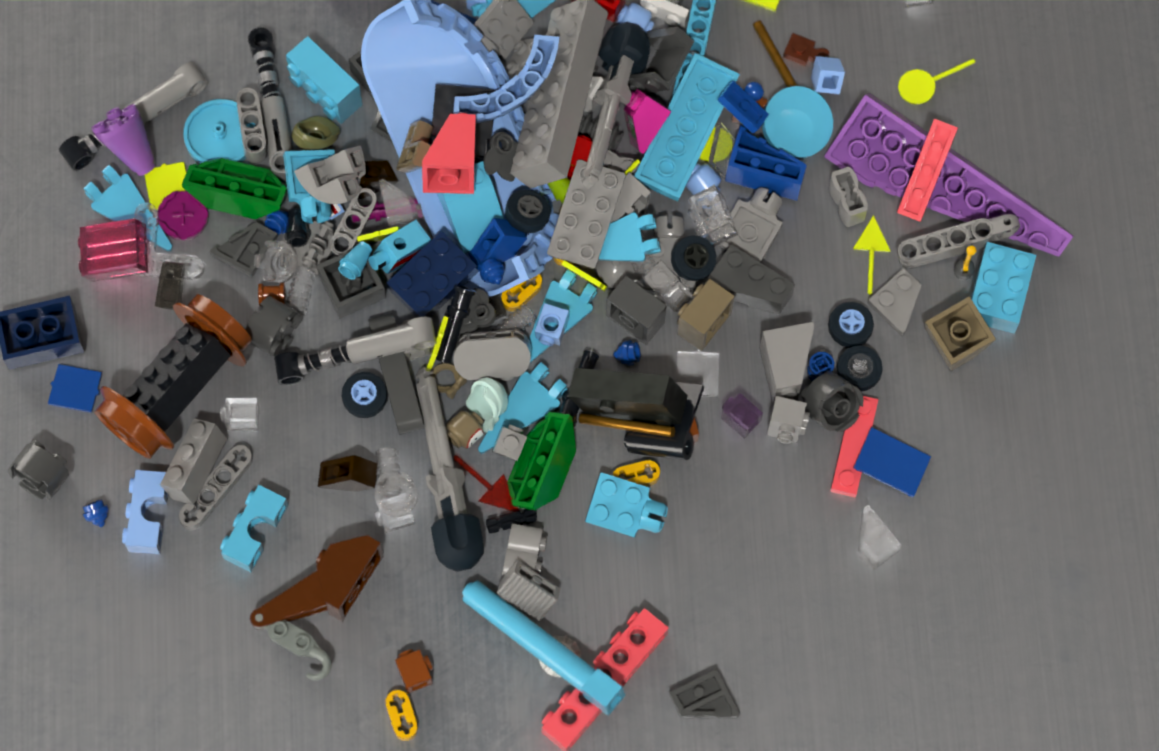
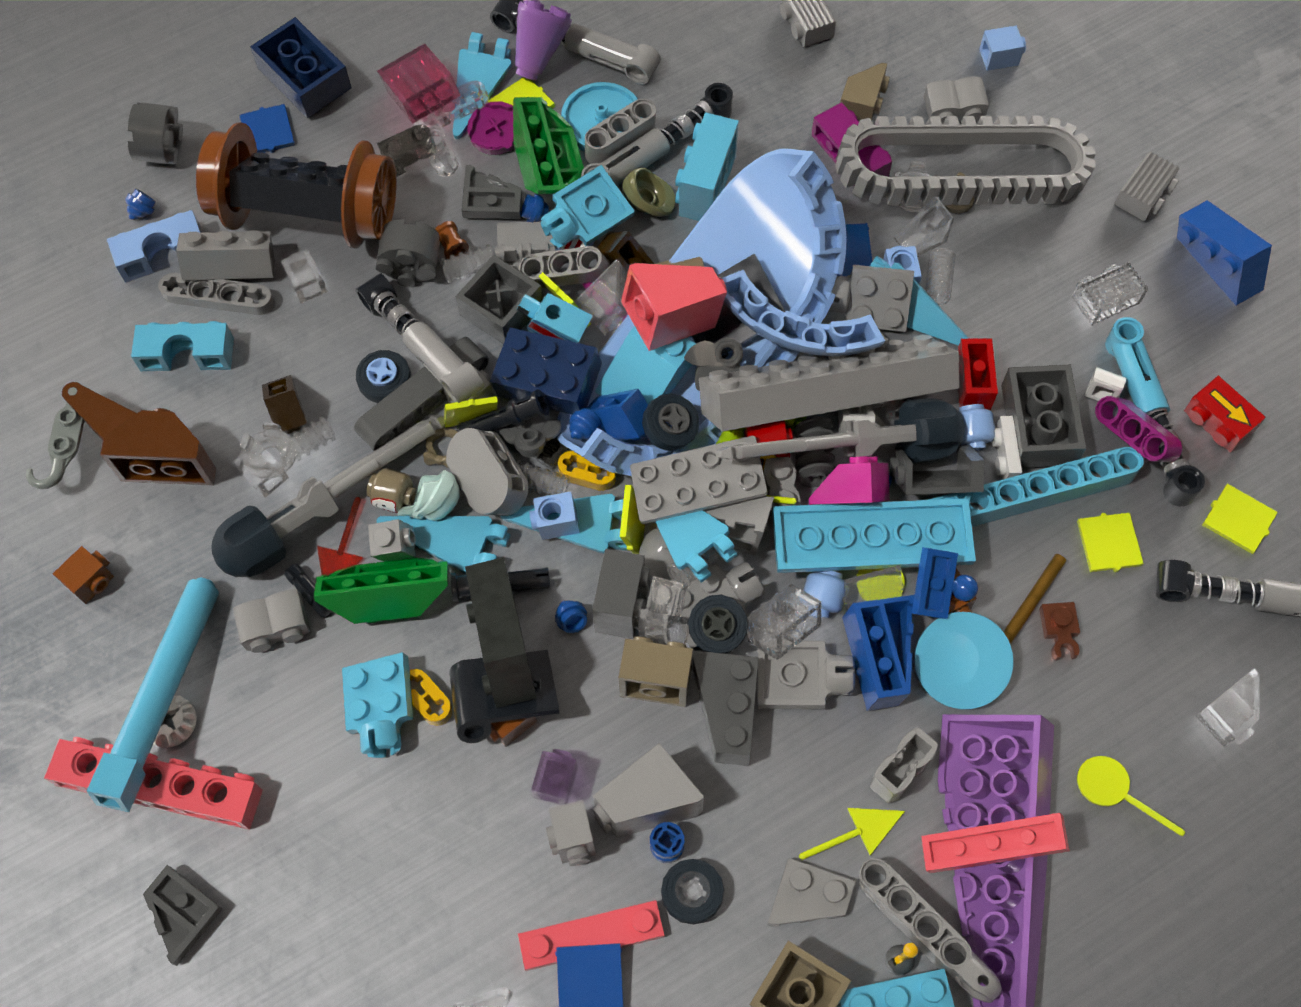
camera: 65 degrees right, 5 degrees down
(269, 261) = (486, 226): clear piece -> none
(296, 229) = (527, 226): black cone -> none
(334, 178) = (596, 220): light grey brick -> none
(354, 262) = (513, 283): medium azure cone -> none
(407, 713) = (31, 589): yellow beam -> none
(528, 591) = (221, 644): light grey brick -> none
(626, 425) = (474, 659): pearl gold bar -> none
(699, 369) = (589, 705): clear piece -> none
(827, 75) = (1044, 664): light blue brick -> none
(832, 402) = (622, 876): dark grey brick -> none
(852, 315) = (739, 840): black wheel -> none

